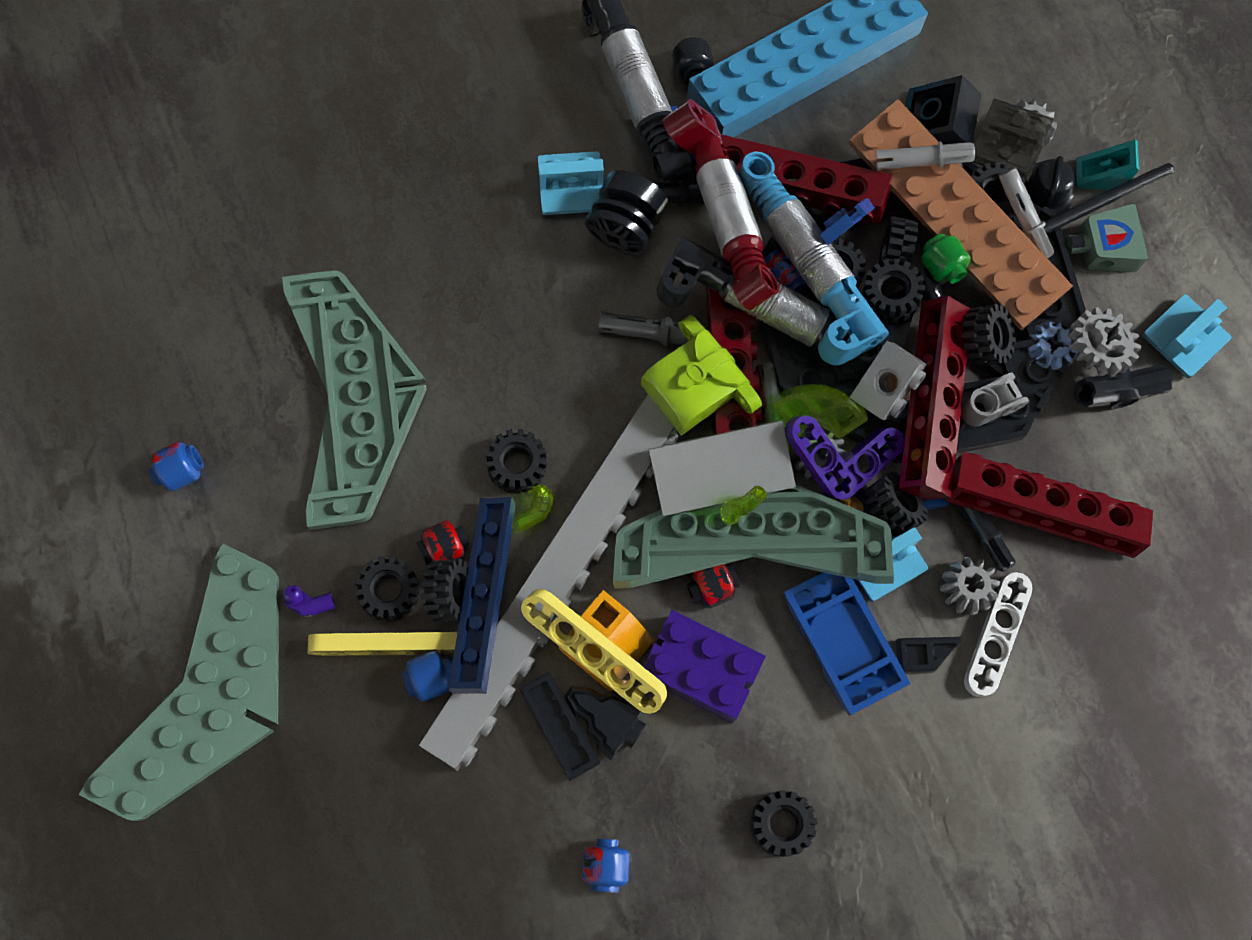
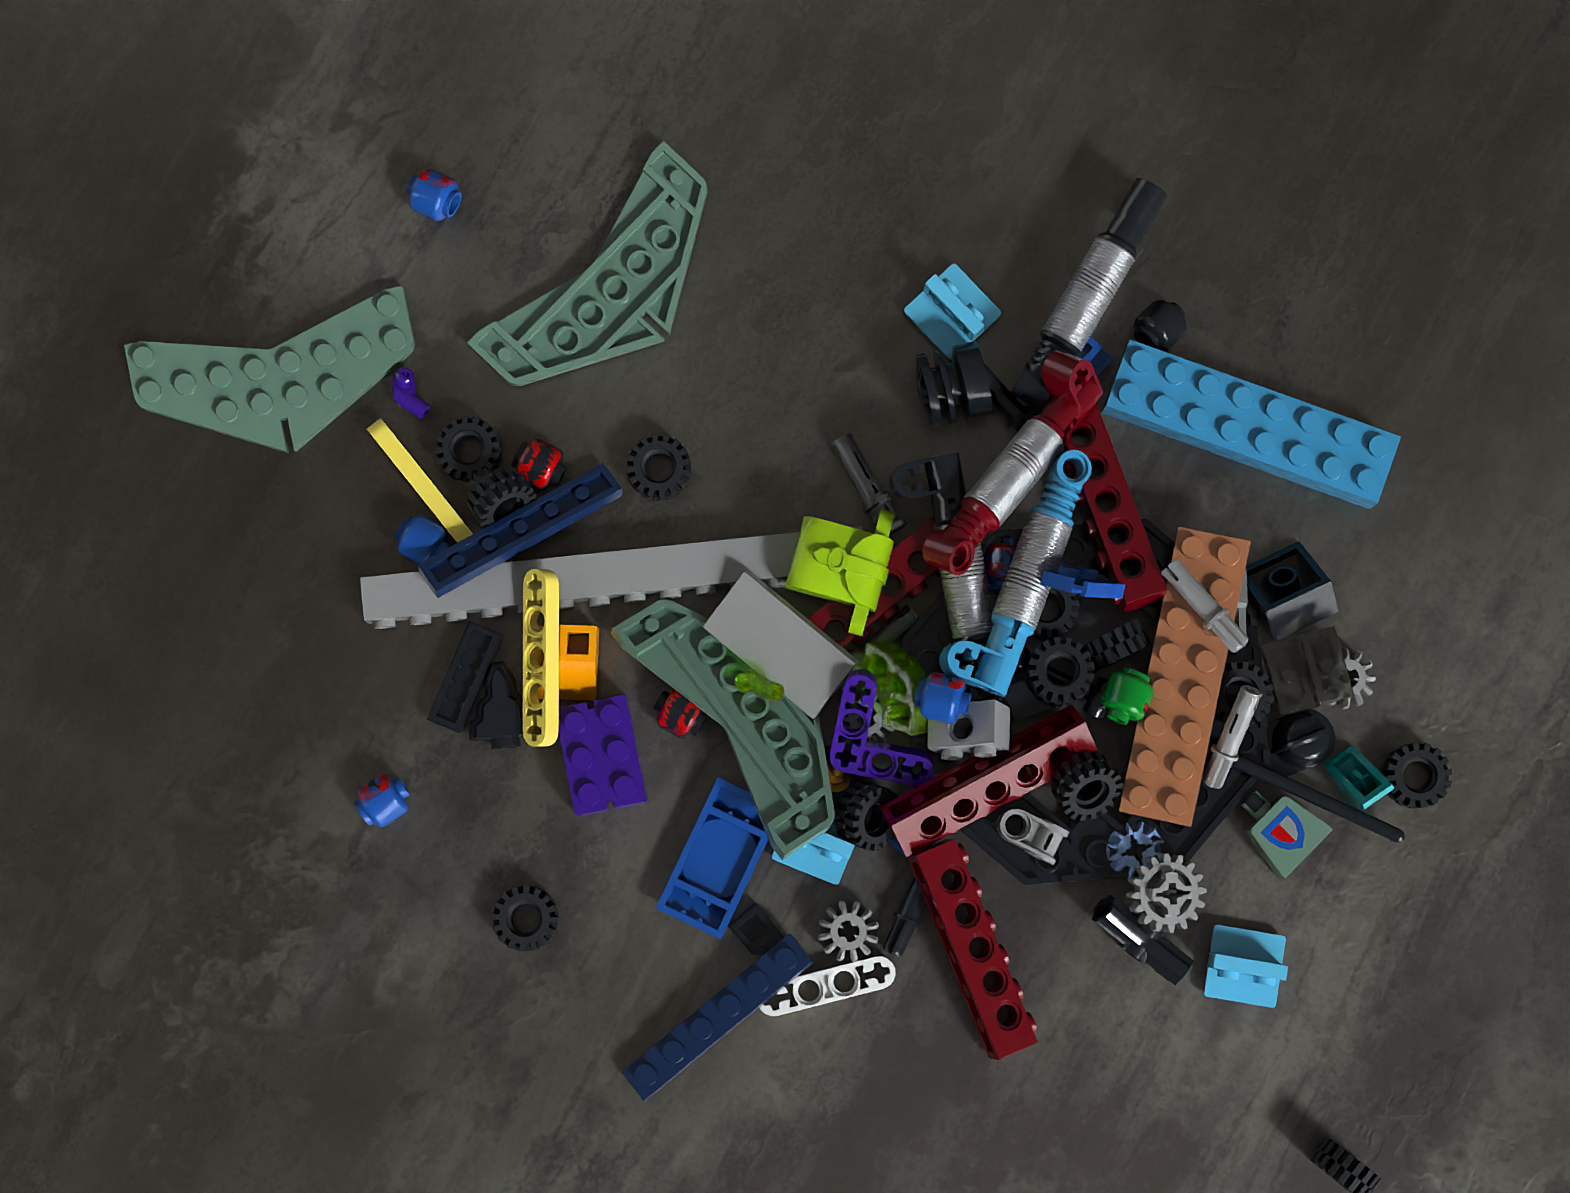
camera: 60 degrees right, 10 degrees up
(539, 509) = (634, 518): clear neon green arm -> none
(857, 375) = (942, 697): none -> blue head
(968, 733) = (717, 1017): none -> dark blue plate
(1135, 117) = (1437, 768): none -> black tyre

